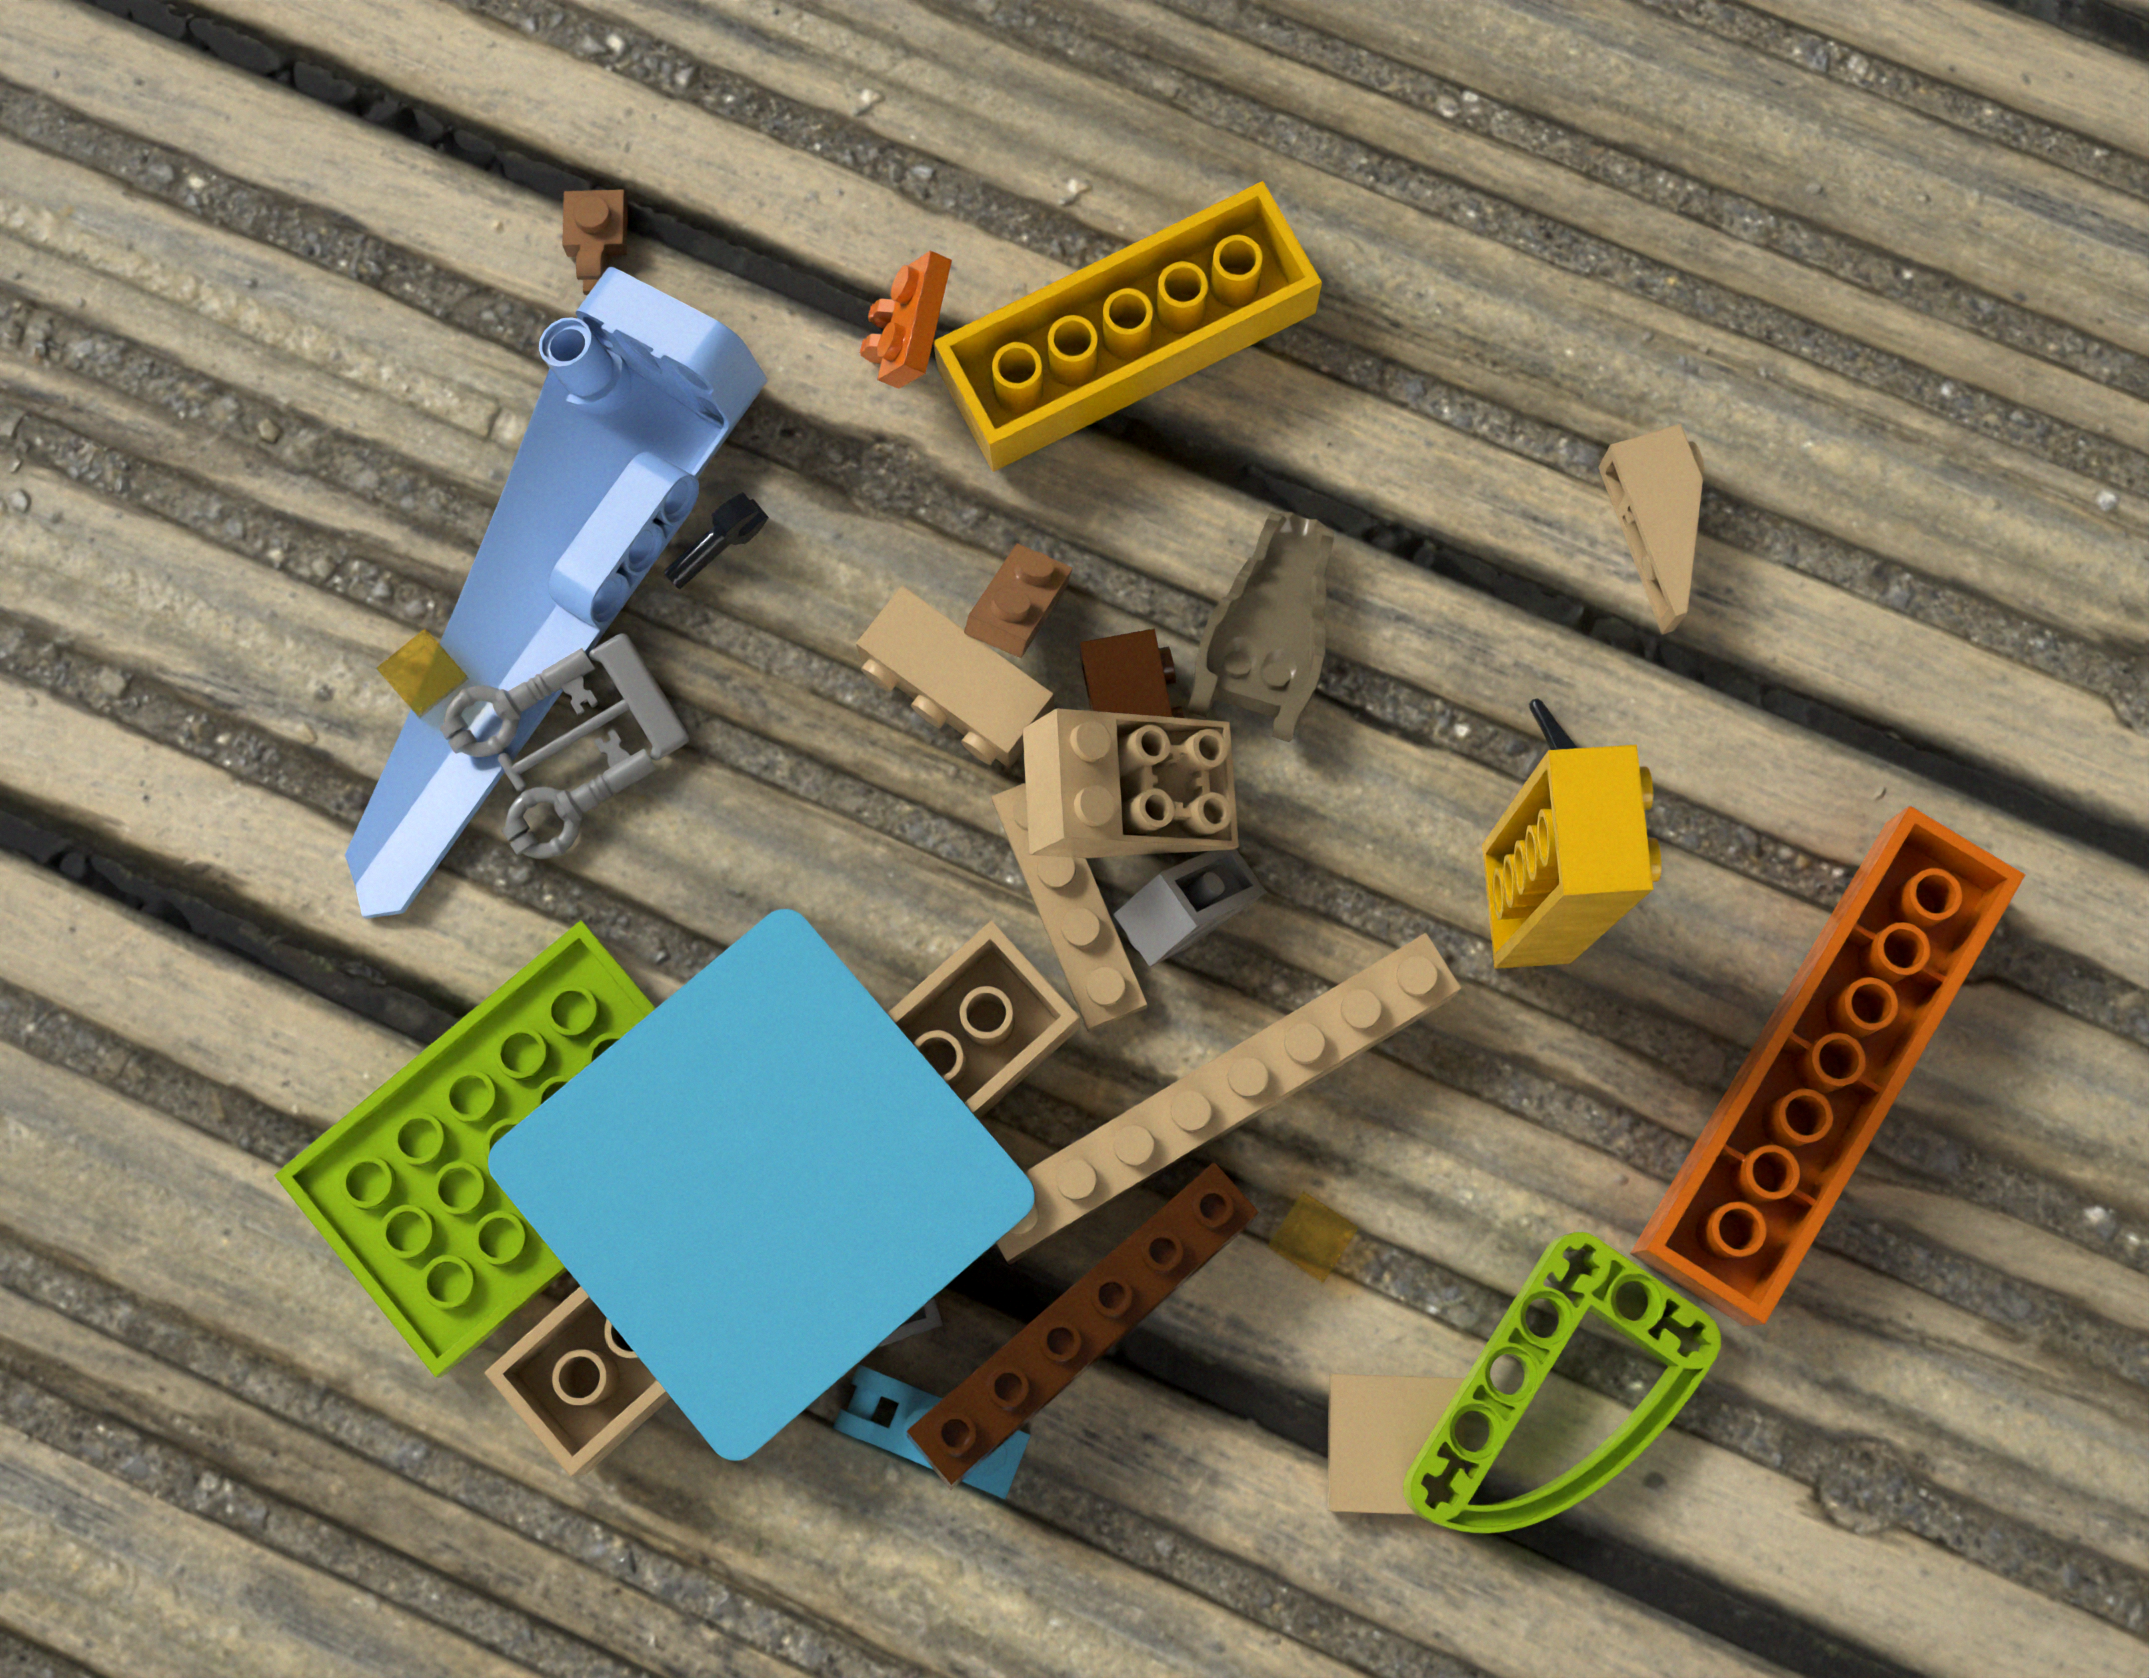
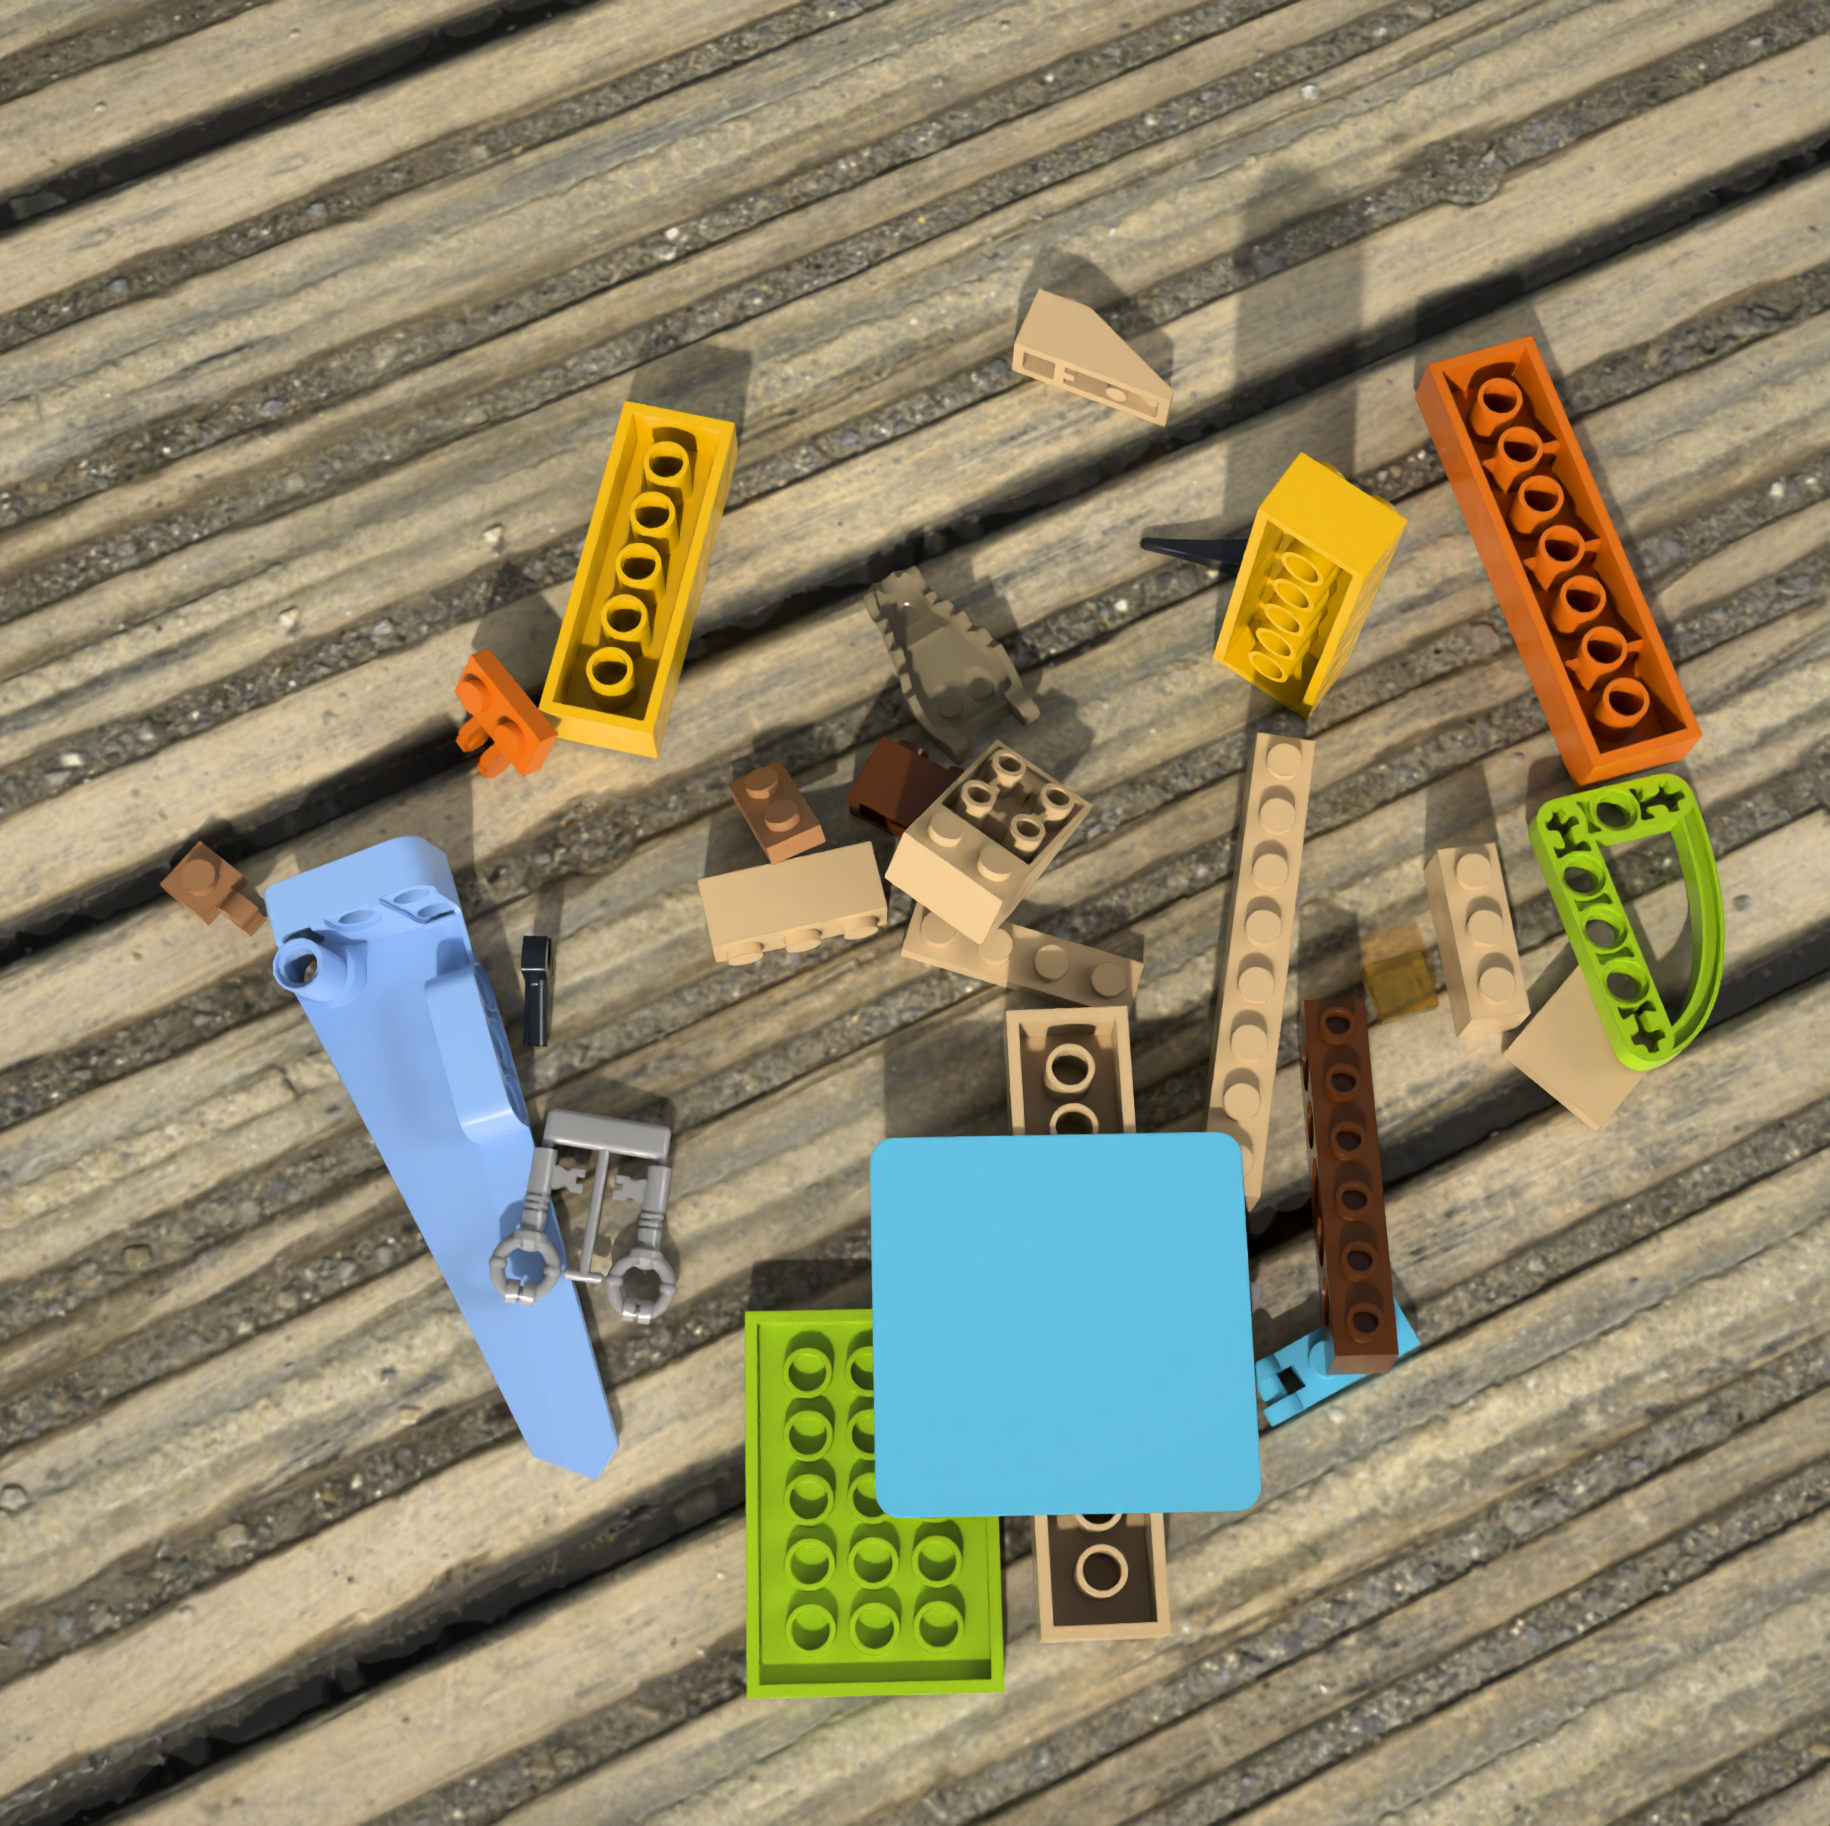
camera: 55 degrees left, 5 degrees down
(422, 673) = (446, 1283): clear yellow tile -> none
(1188, 903) = (1097, 879): light grey slope -> none
(1406, 1270) = (1476, 940): none -> tan brick

